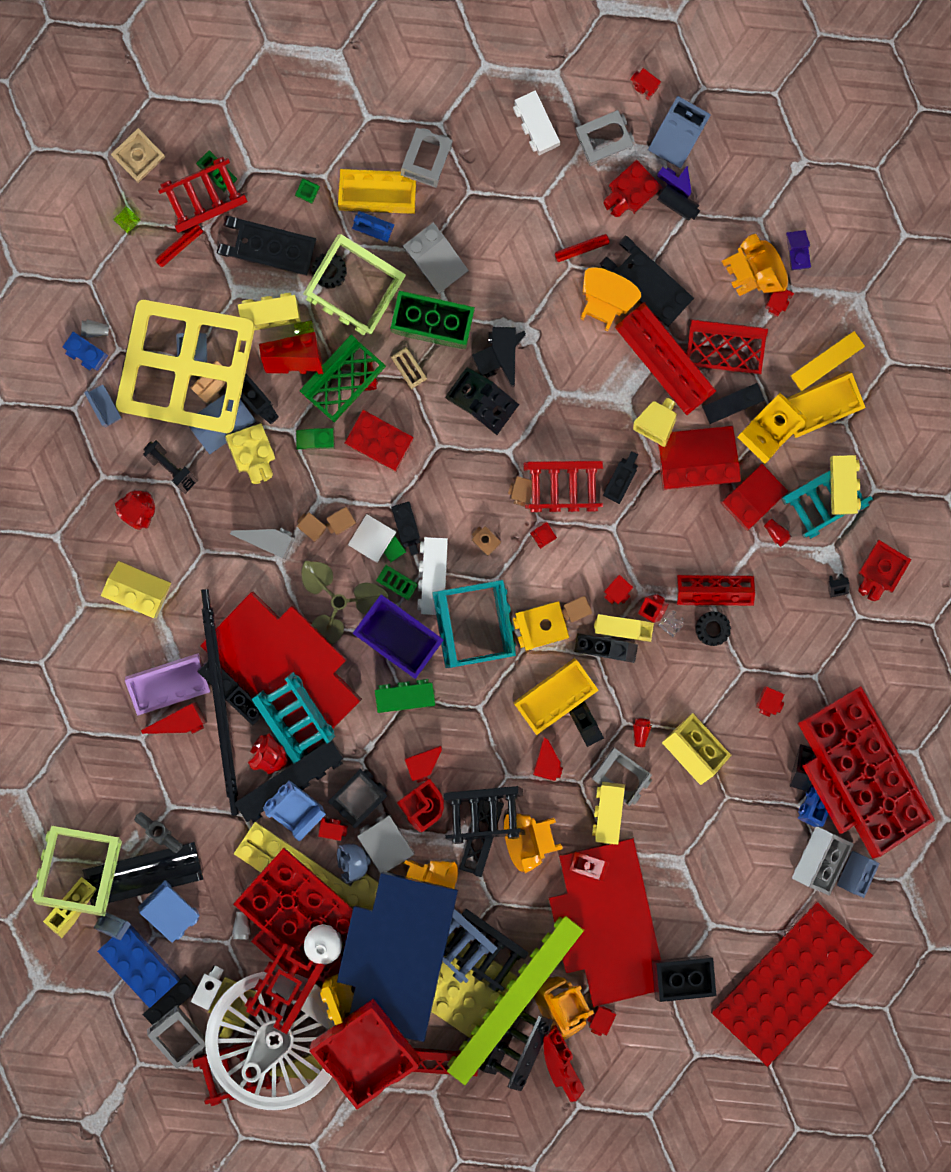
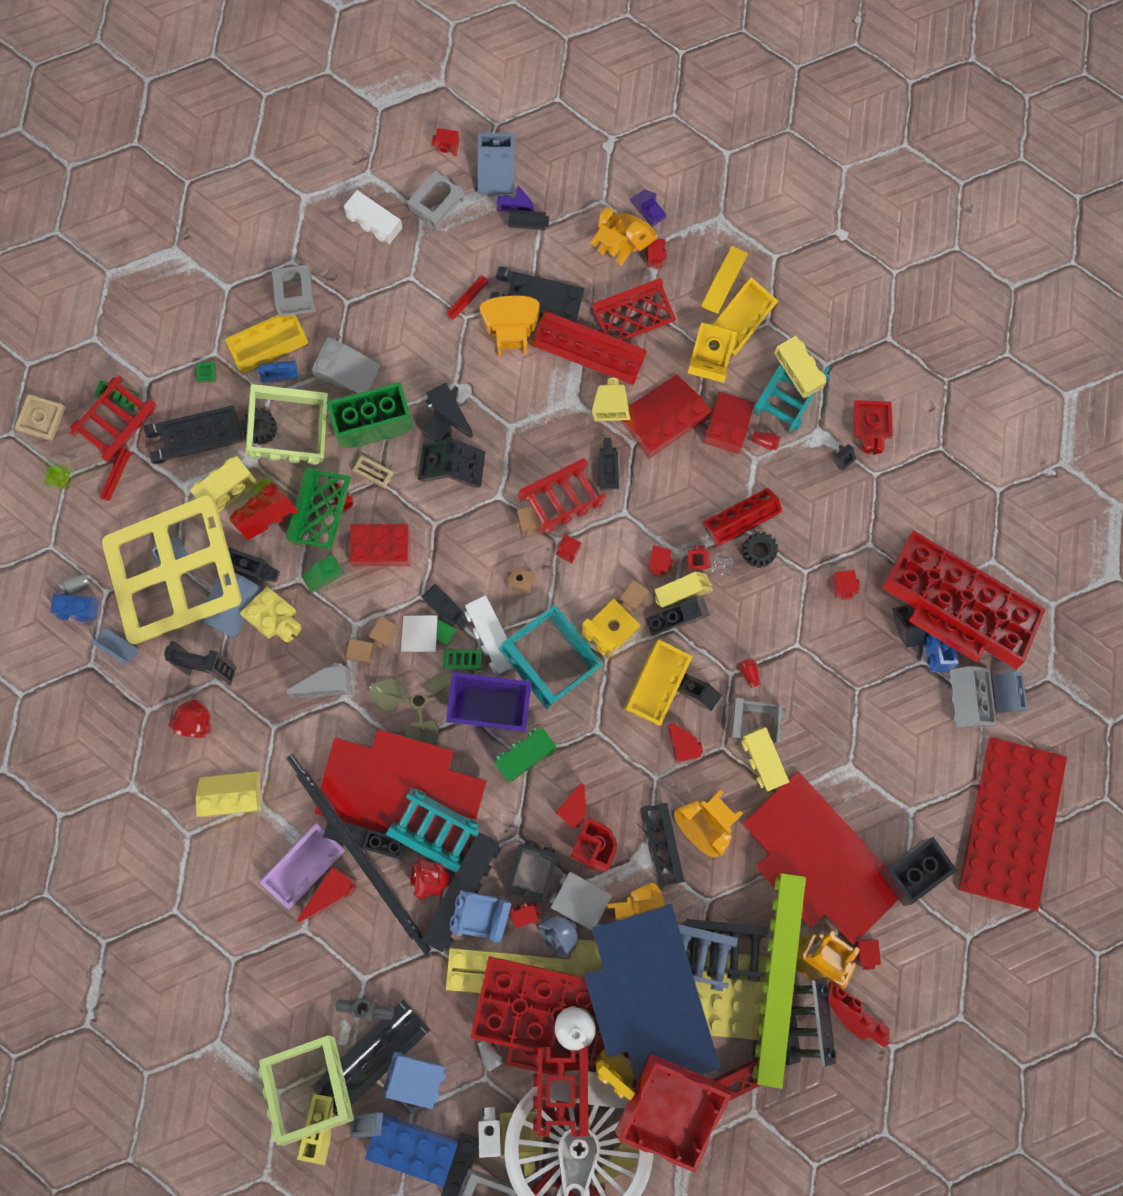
camera: 30 degrees left, 10 degrees down
(208, 388) = (203, 579): light nougat brick -> none
(492, 796) = (653, 801): black fence -> none
(589, 866) = (776, 815): slope -> none
(631, 190) = (482, 230): red plate -> none
(696, 749) = (807, 661): light yellow slope -> none
(733, 403) = (667, 353): black slope -> none

